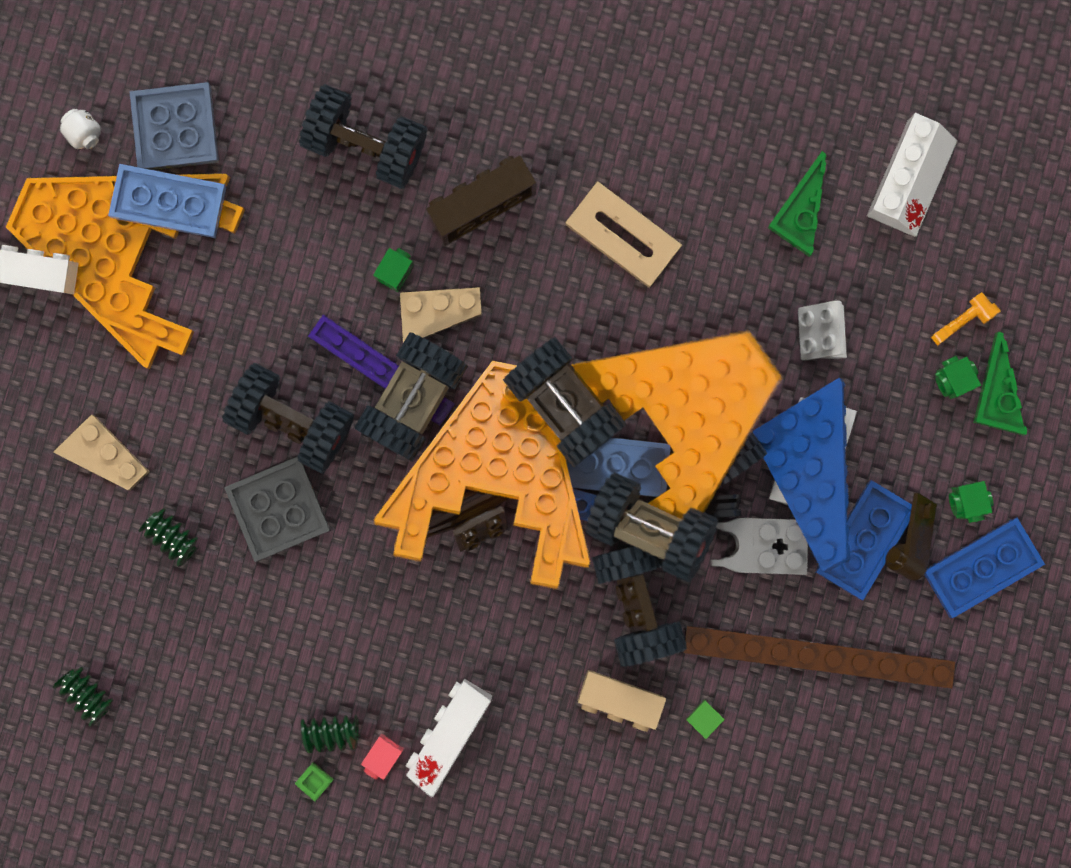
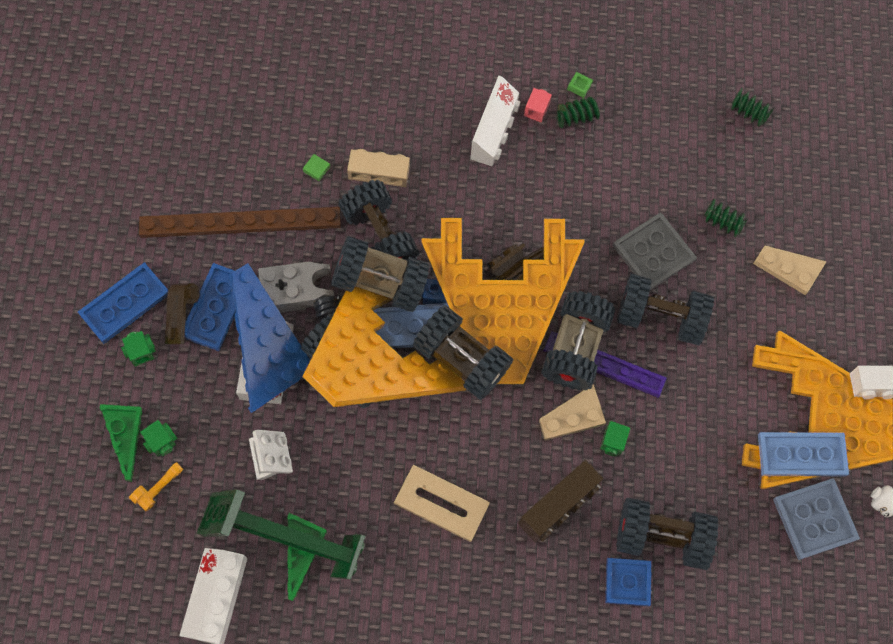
camera: 165 degrees right, 15 degrees down
(421, 96) = (628, 582): none -> blue plate
(892, 252) = (224, 514): none -> dark green piece

